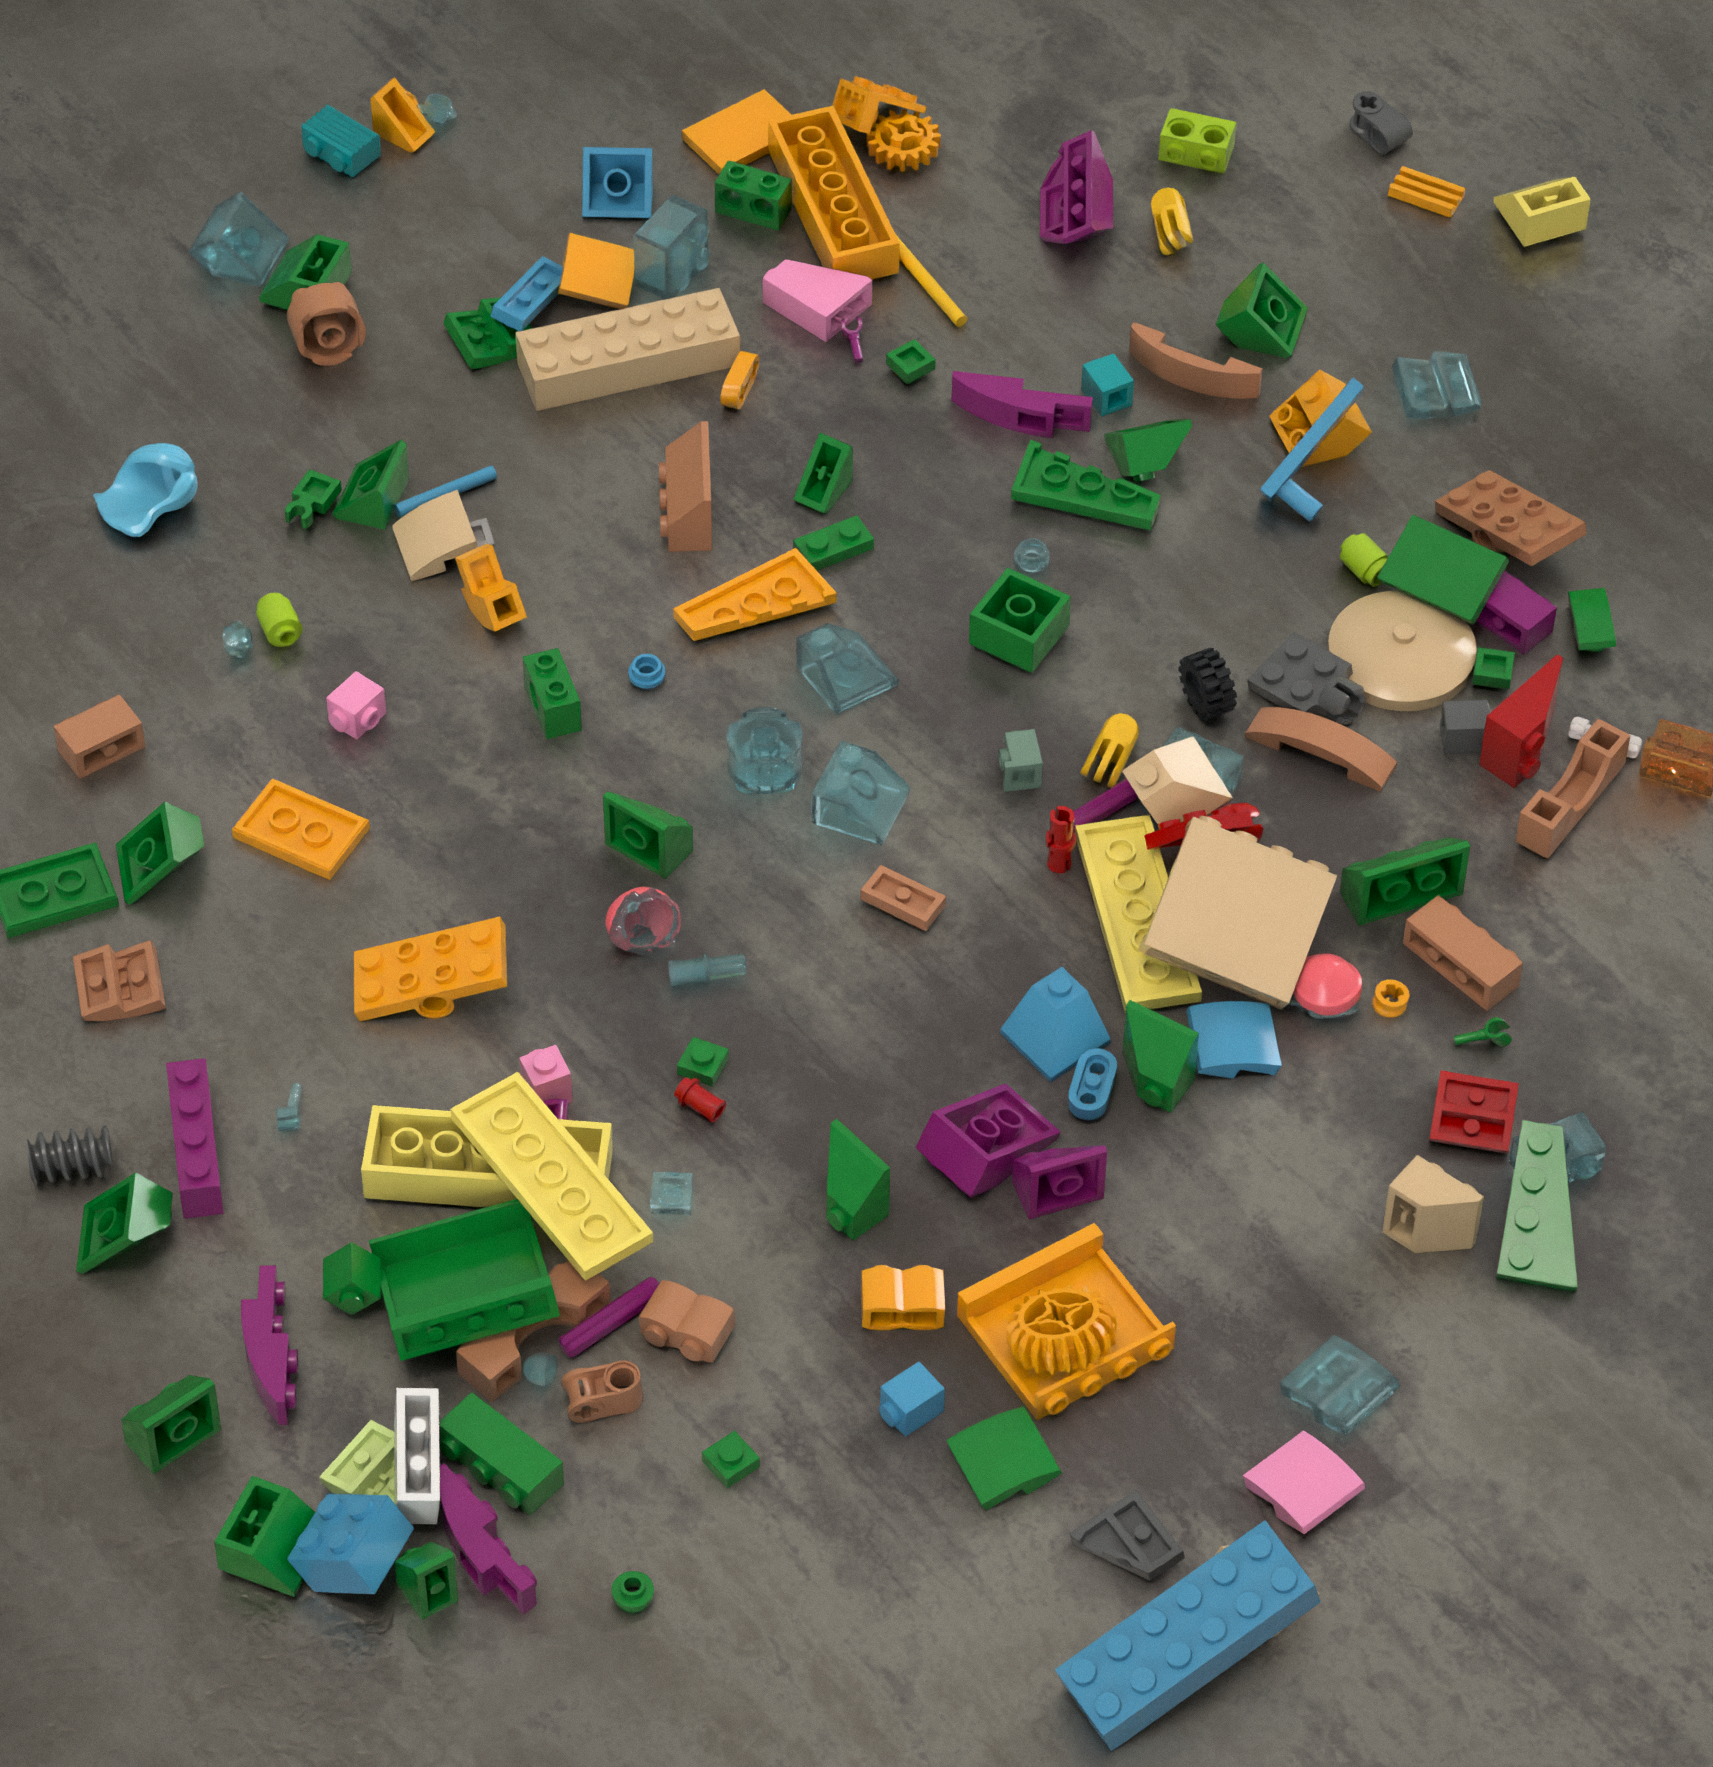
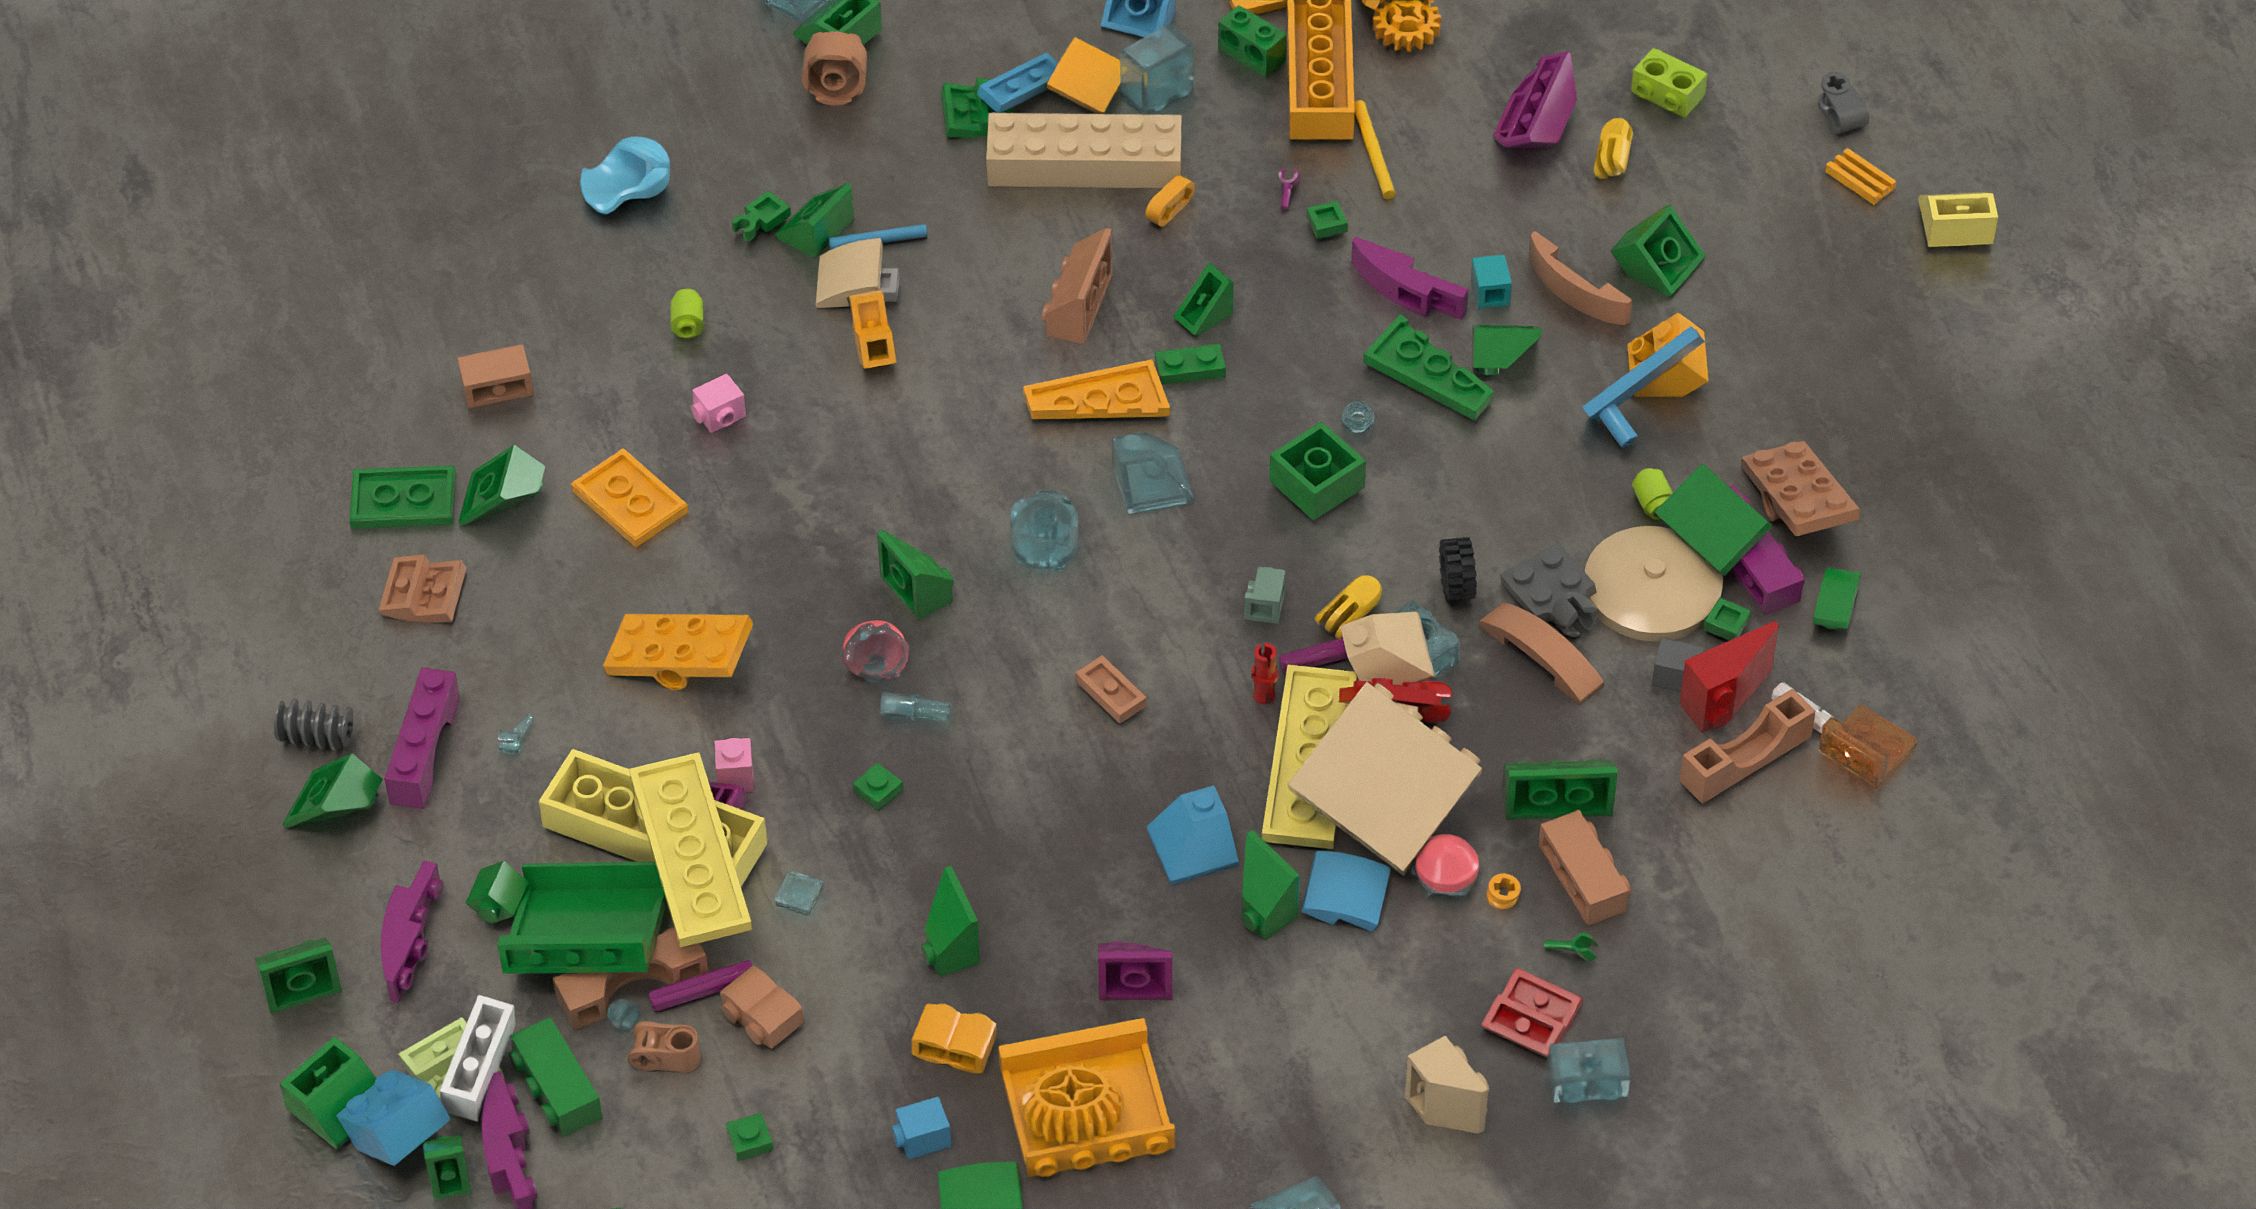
camera: 20 degrees right, 0 degrees up
(237, 639) = (645, 322): clear light blue plate -> none
(552, 693) = (887, 434): green brick -> none
(646, 671) = (978, 435): dark azure plate -> none
(699, 1099) = (854, 812): red pin -> none
(816, 296) = (1269, 142): bright pink slope -> none
(858, 794) = (1111, 588): clear light blue slope -> none
(982, 1136) = (1080, 913): magenta slope -> none
(1090, 1086) = (1200, 898): dark azure plate -> none
(1436, 386) = (1791, 354): clear light blue slope -> none
(1538, 1220) = (1541, 1124): wing -> none

